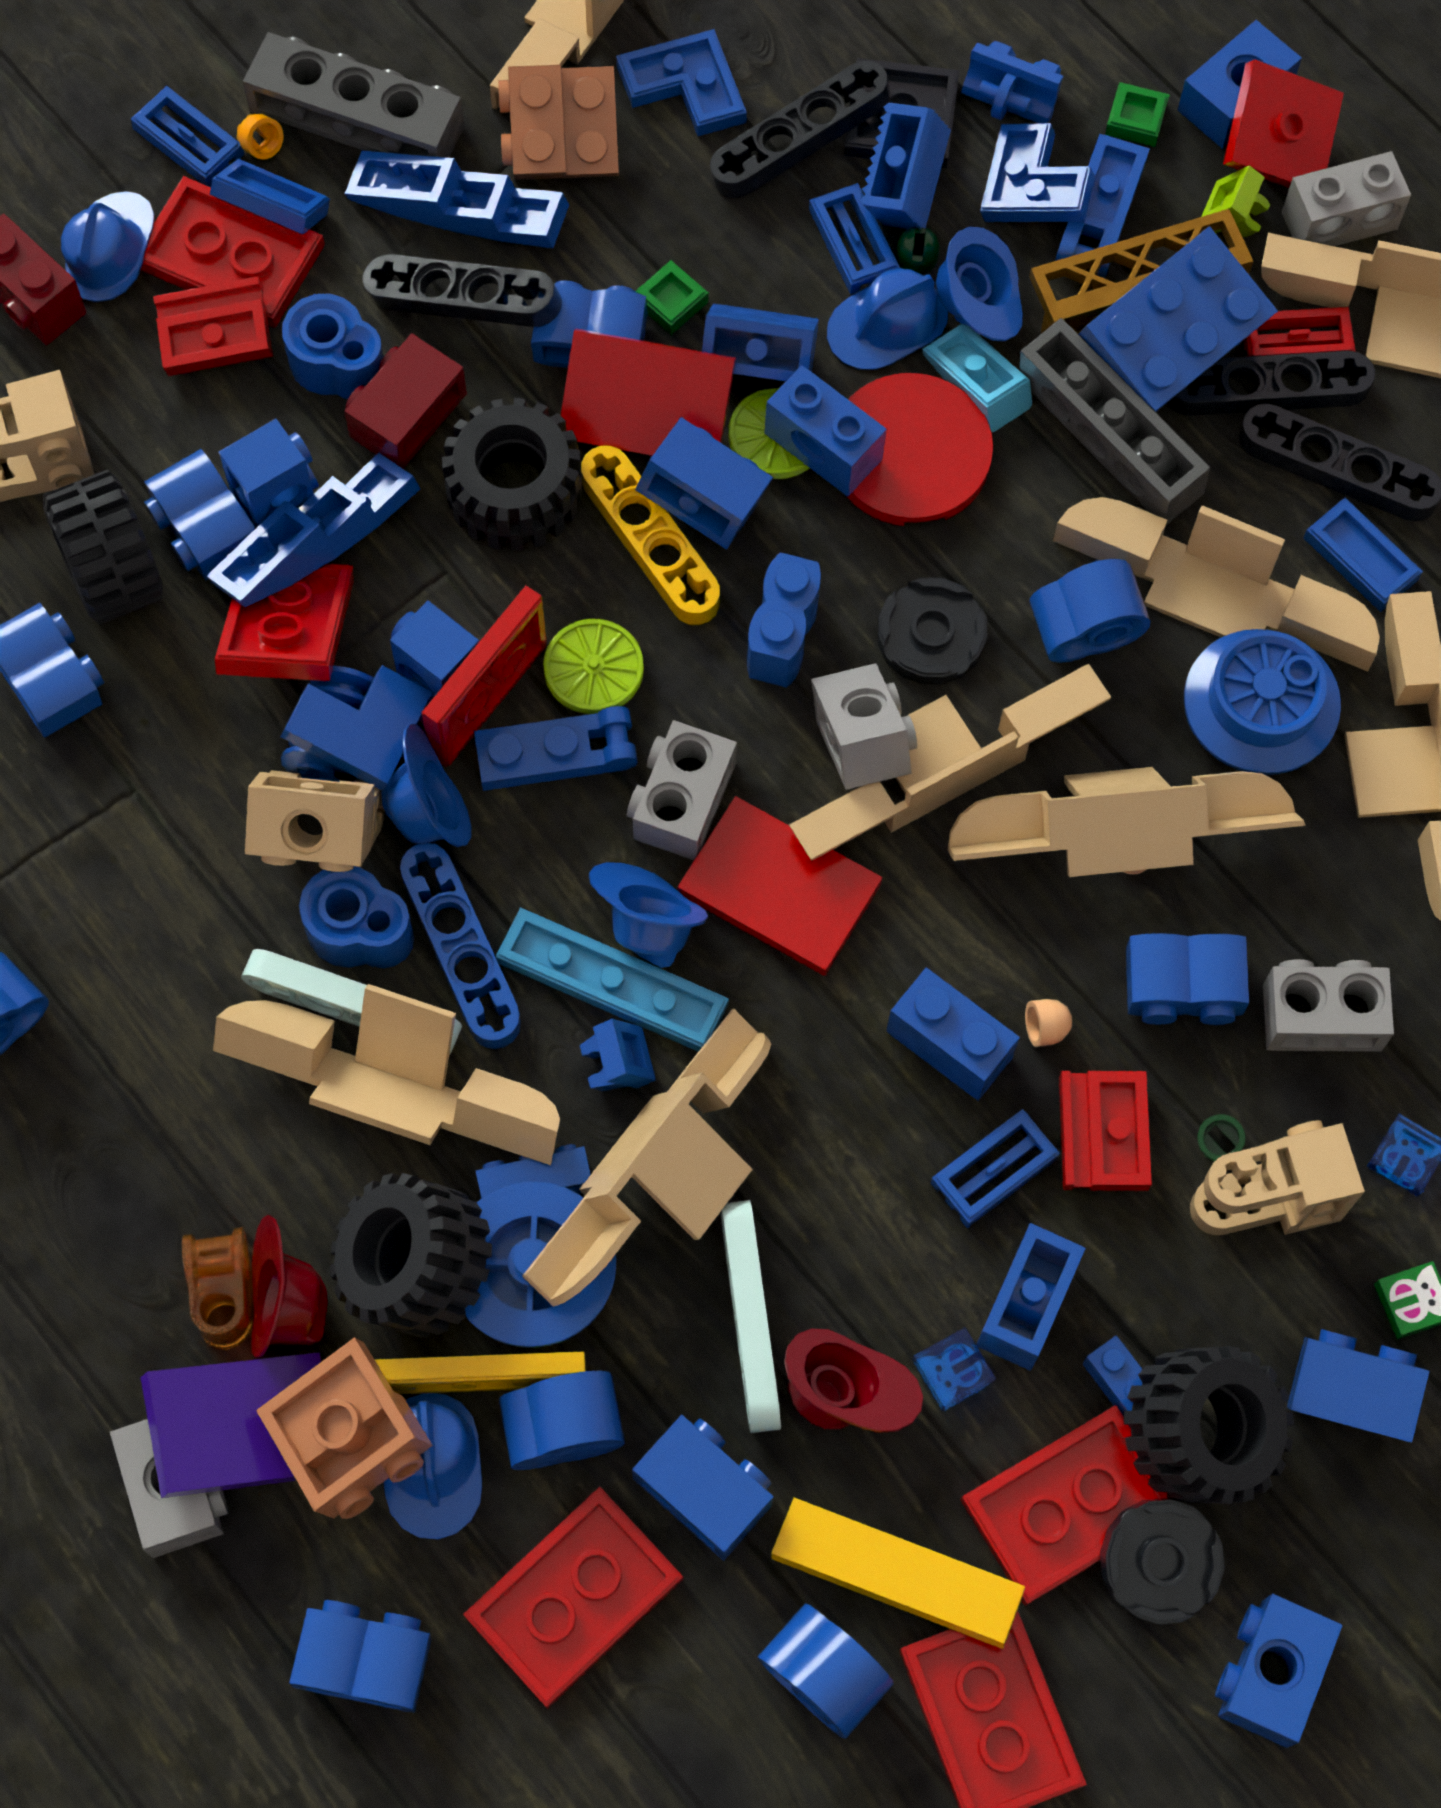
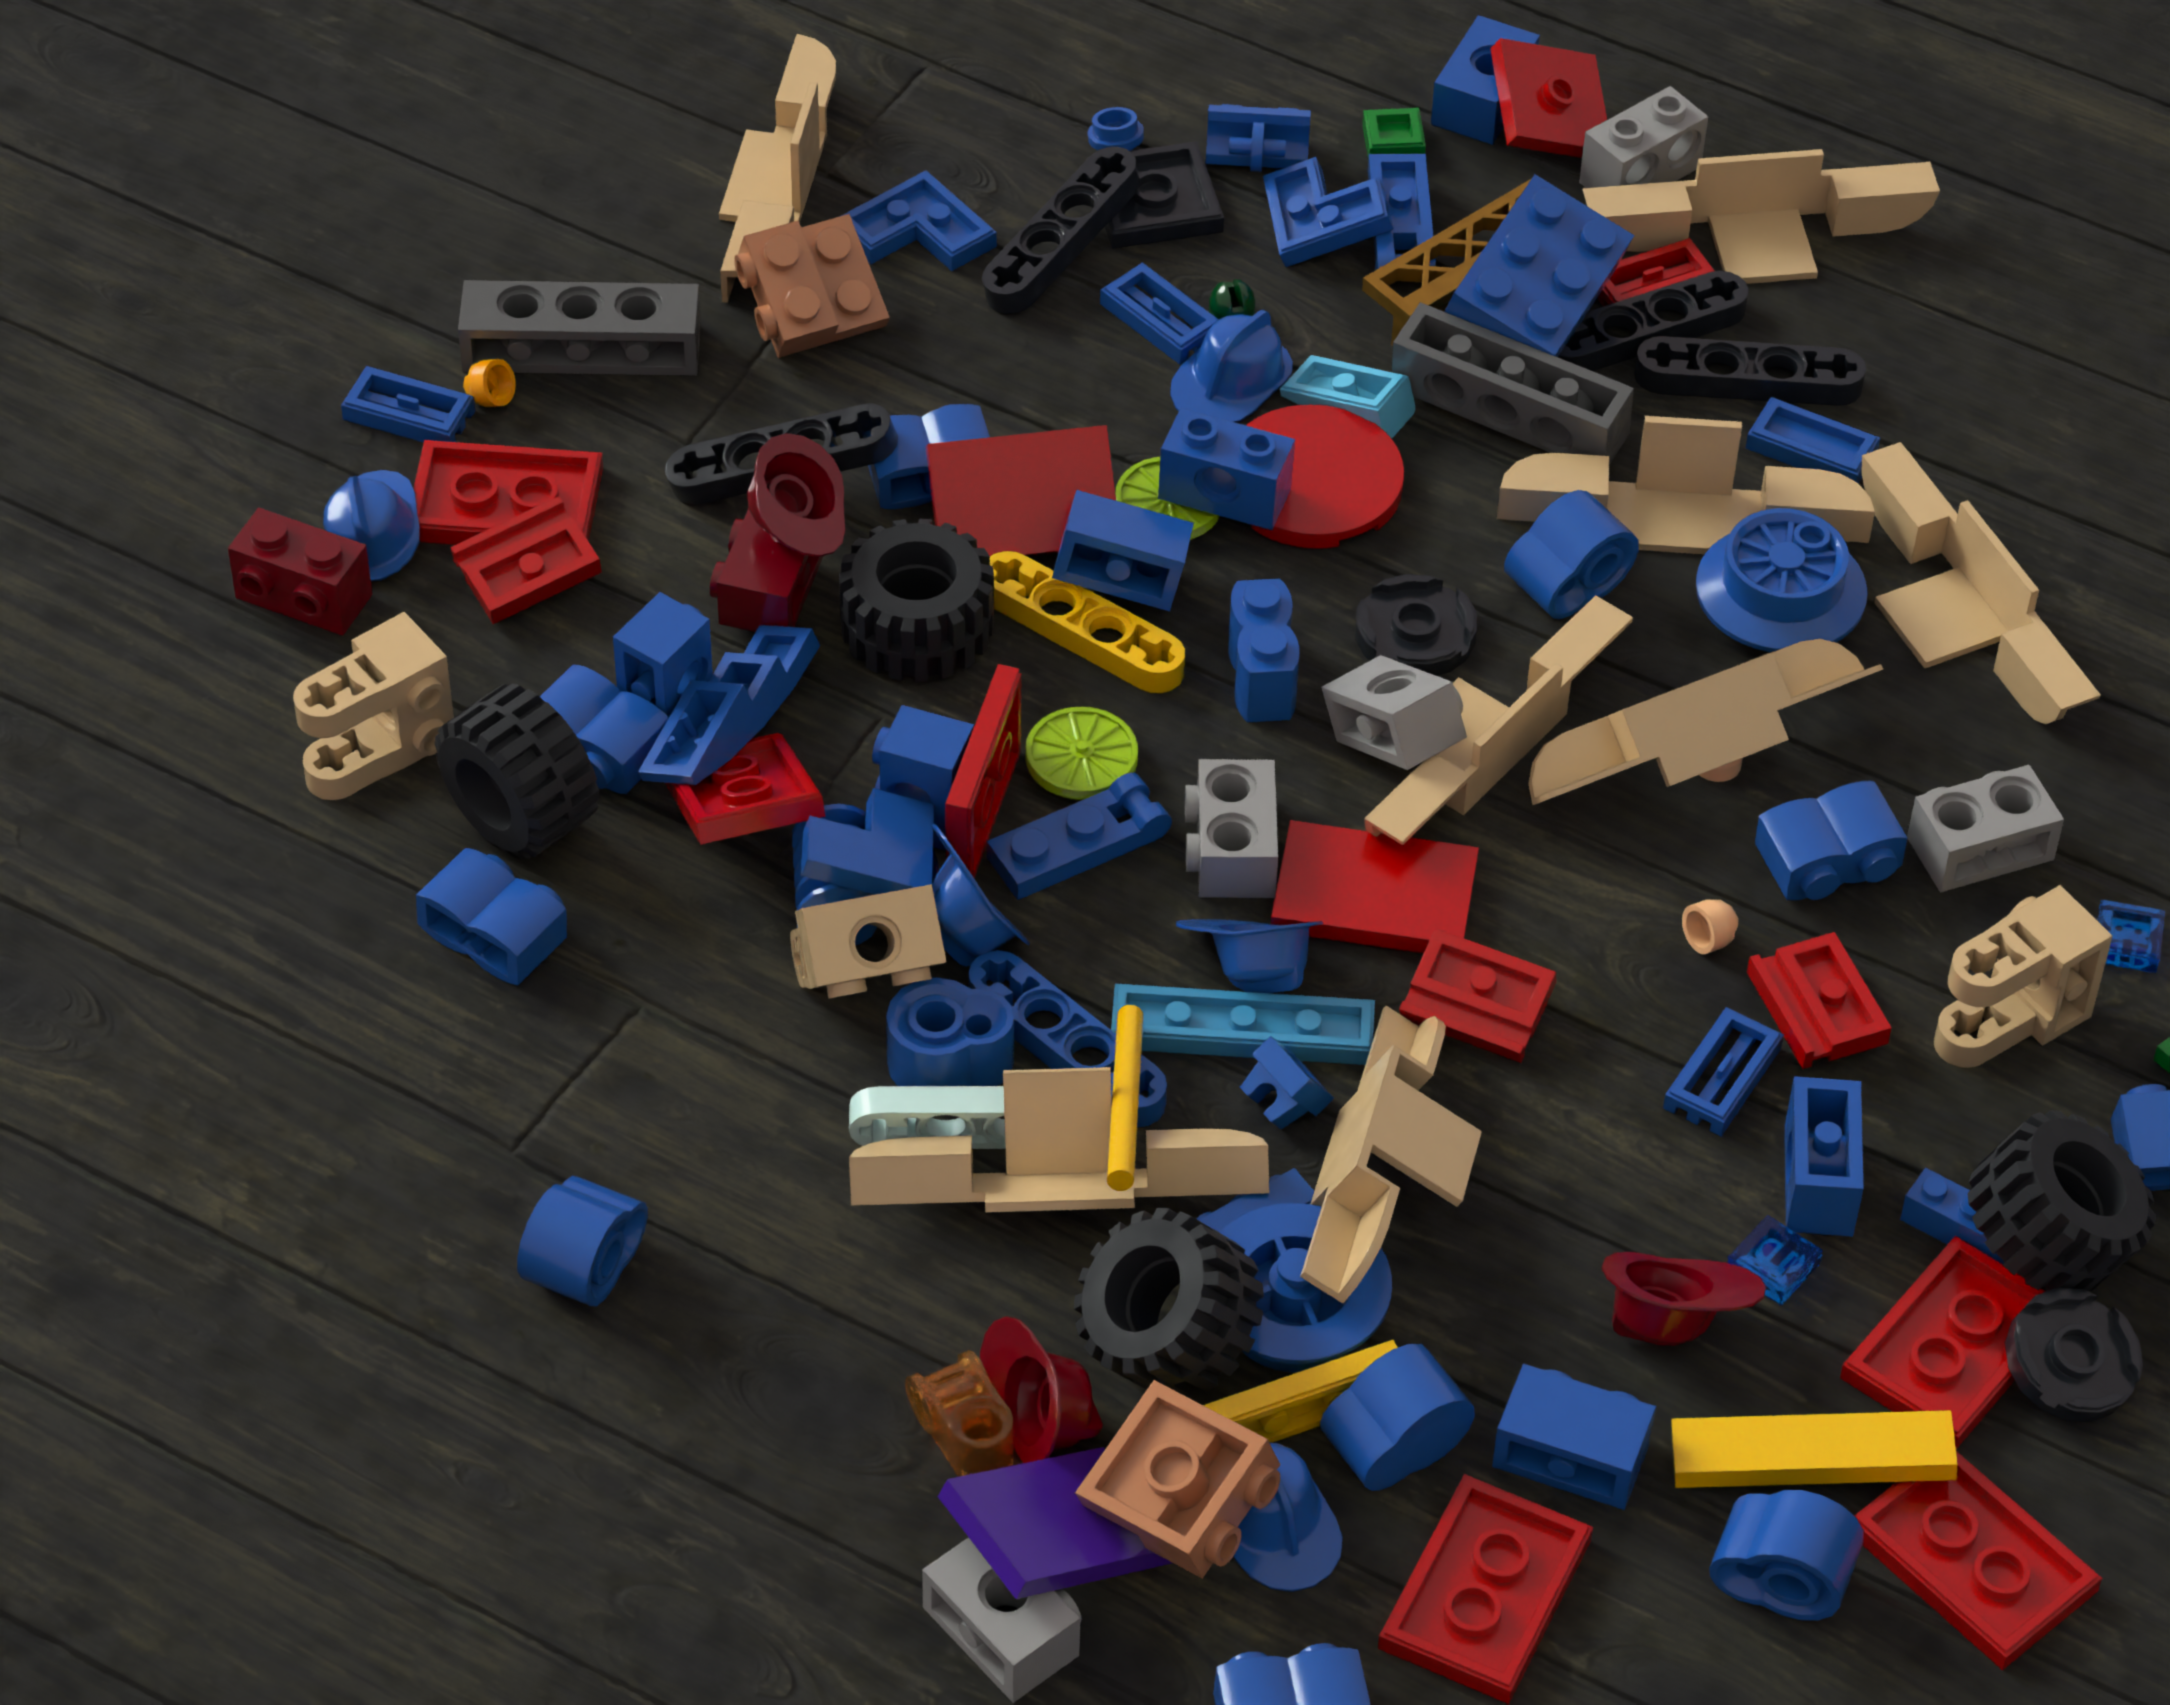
camera: 20 degrees left, 20 degrees down
(270, 196) = (529, 431): blue tile -> none
(330, 345) = (666, 542): blue piece -> none
(430, 360) = (798, 495): none -> dark red piece
(455, 200) = (713, 386): blue slope -> none
(464, 1039) = (1125, 1098): none -> yellow bar
(672, 297) = (1003, 407): green tile -> none
(750, 1317) = (1544, 1271): light aqua beam -> none
(761, 341) = (1132, 411): blue brick -> none
(816, 1025) = (1479, 994): none -> red plate
(892, 38) = (1115, 129): none -> blue plate
(905, 166) = (1191, 225): blue brick -> none
(952, 1034) = (1623, 957): blue brick -> none
(981, 284) = (1314, 309): blue piece -> none
(1228, 1127) = (1936, 960): dark green hinge -> none
(1241, 196) = (1537, 159): lime tile -> none

